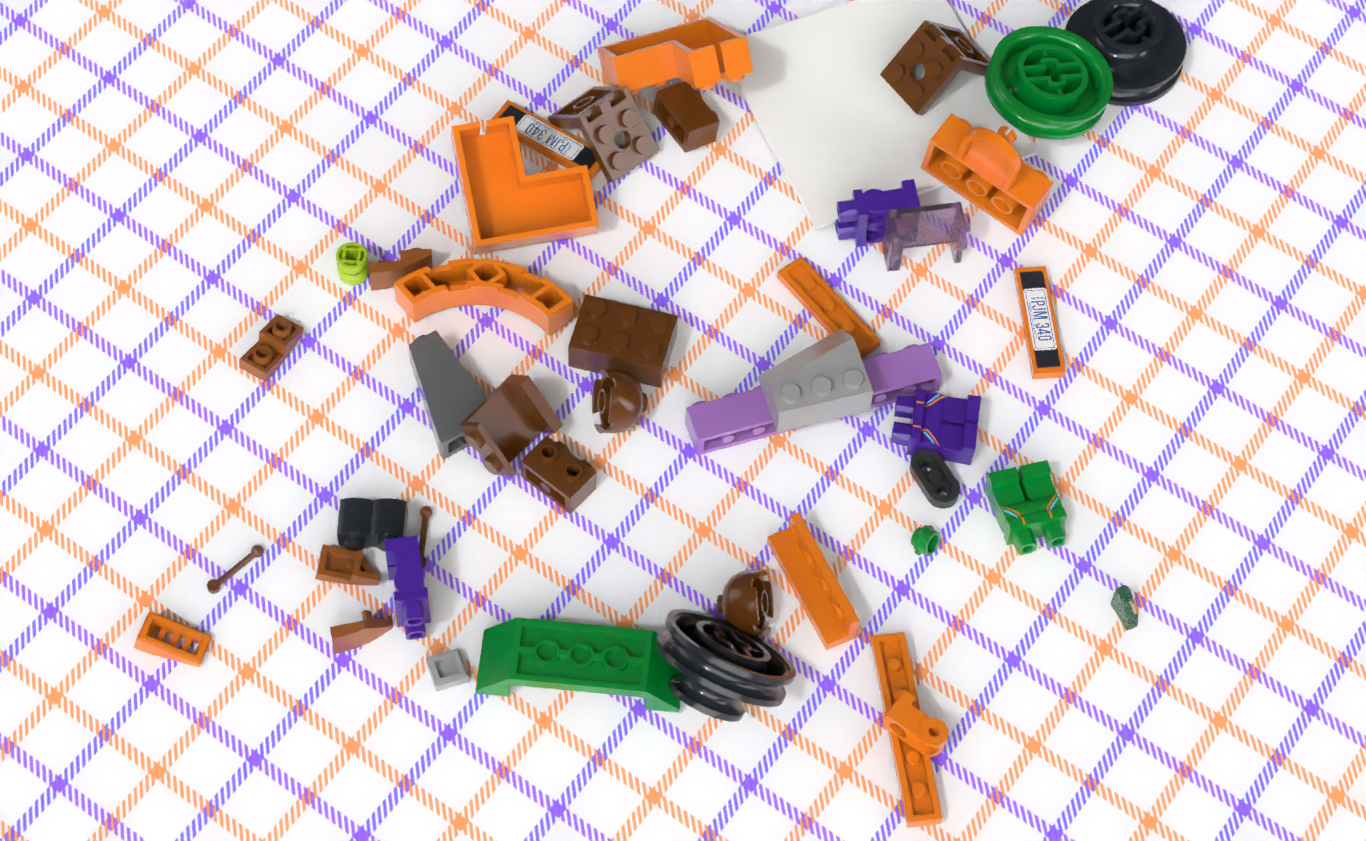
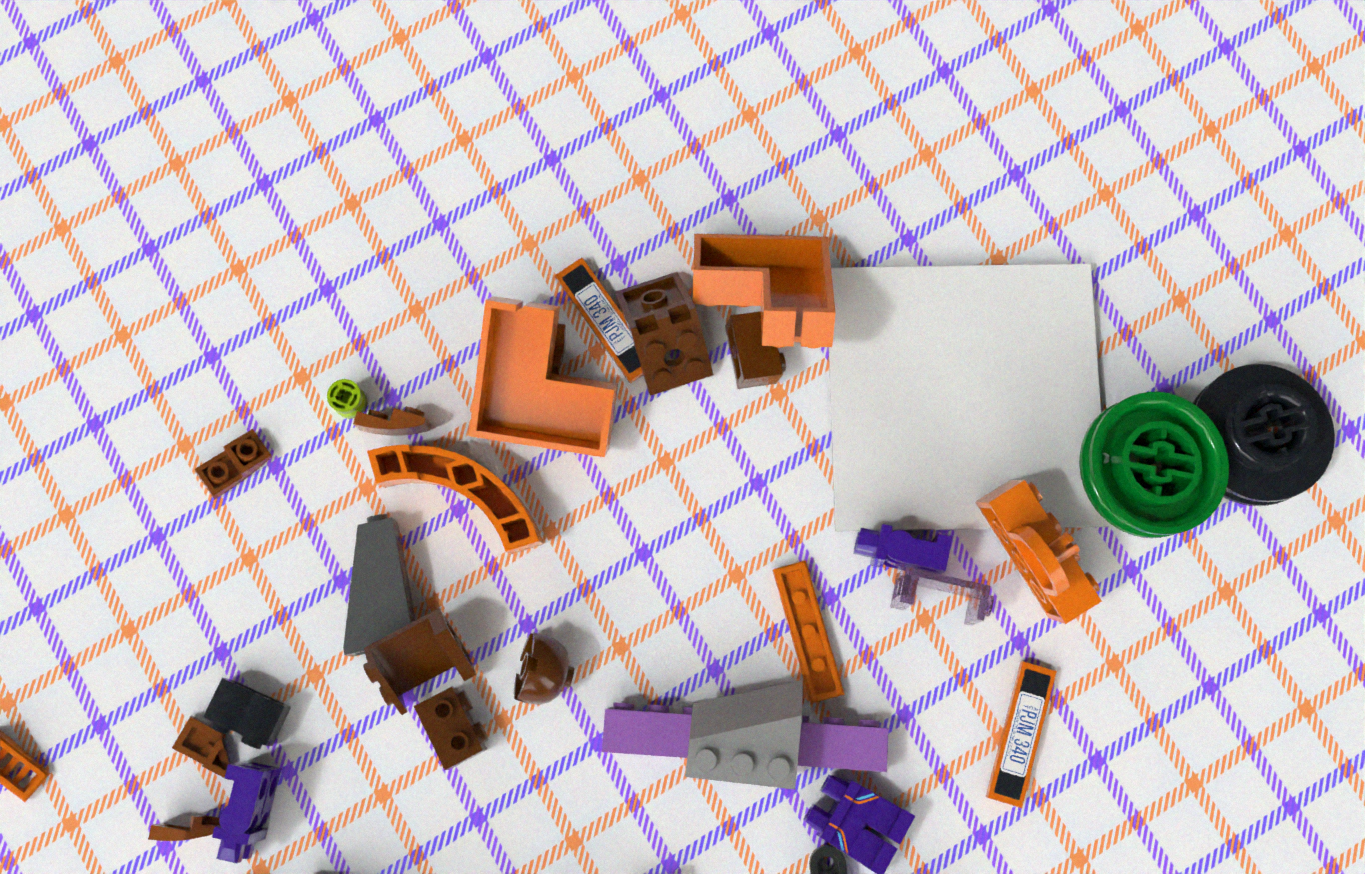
camera: 25 degrees right, 20 degrees up
(214, 585) = (76, 715): reddish brown hinge -> none
(425, 512) = (308, 713): reddish brown hinge -> none
(623, 339) = (578, 596): reddish brown brick -> none
(943, 55) = (1056, 384): reddish brown bracket -> none

